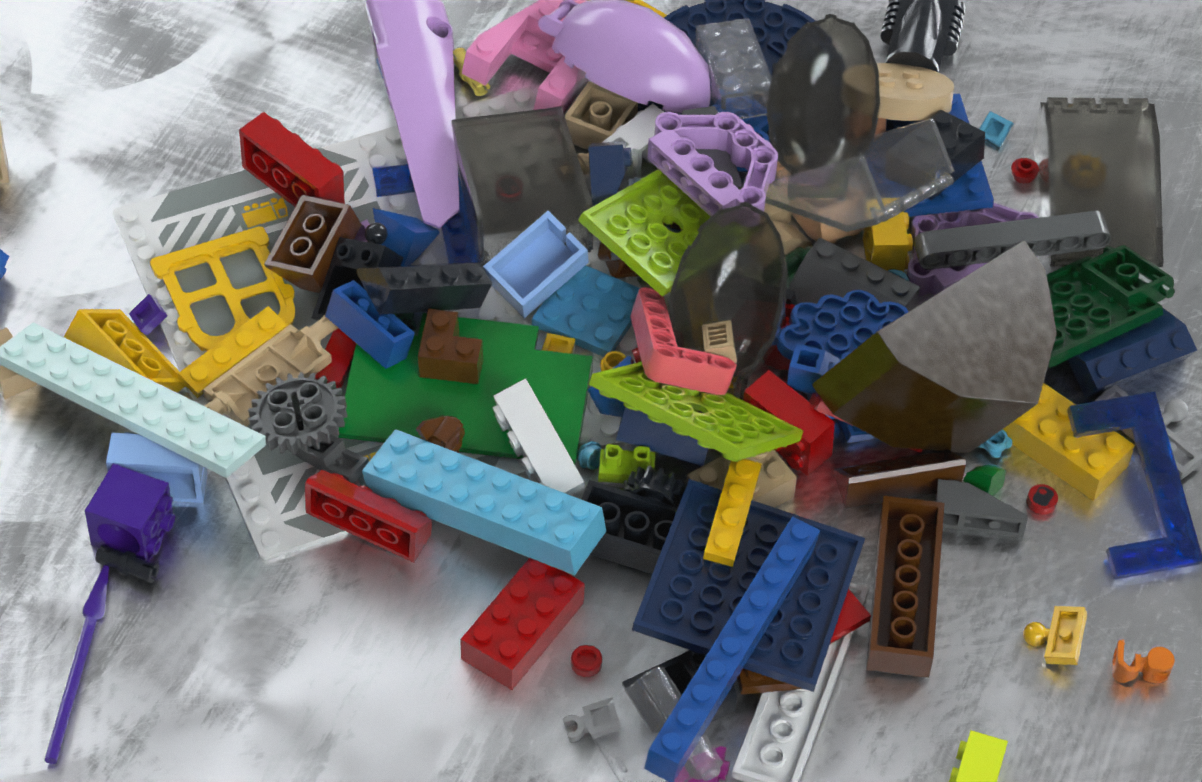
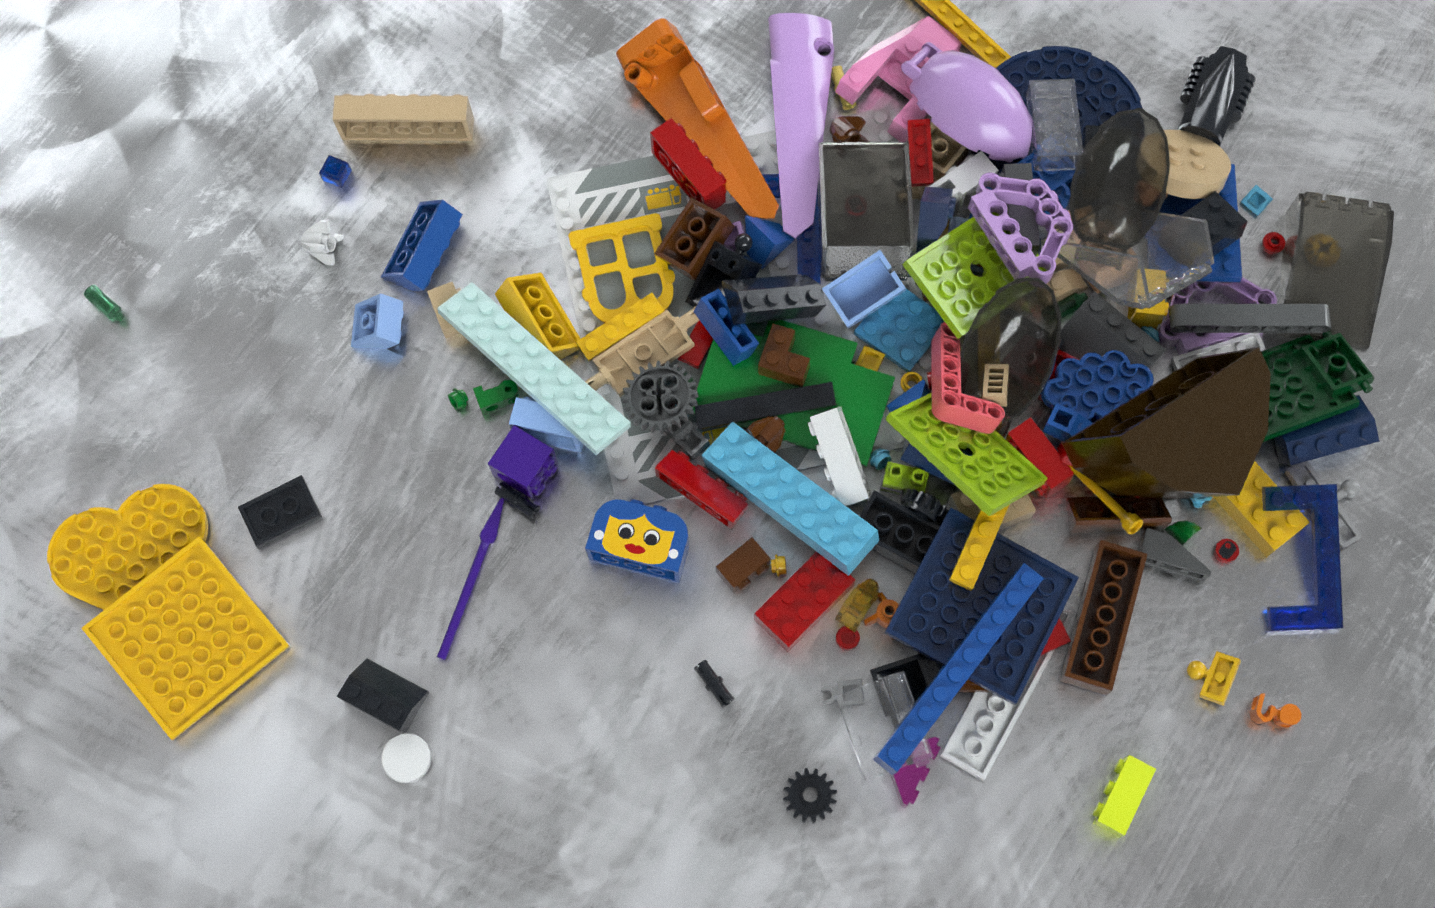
camera: 15 degrees right, 20 degrees up
(31, 460) = (458, 398): none -> green plate
(81, 451) = (496, 397): none -> green leg
(148, 314) = (561, 281): dark purple plate -> none
(250, 79) = (682, 91): none -> orange panel
(296, 579) = (639, 539): none -> brick
(406, 417) = (765, 405): none -> black tile
(422, 735) = (714, 683): none -> black pin
(436, 595) = (743, 565): none -> reddish brown brick
(482, 590) = (778, 565): none -> yellow plate
(483, 103) = (847, 129): none -> reddish brown brick
(578, 113) = (920, 152): none -> red plate
(592, 616) = (858, 604): none -> clear yellow brick
(623, 626) = (880, 615): none -> orange brick
(914, 466) = (1130, 522): none -> yellow piece

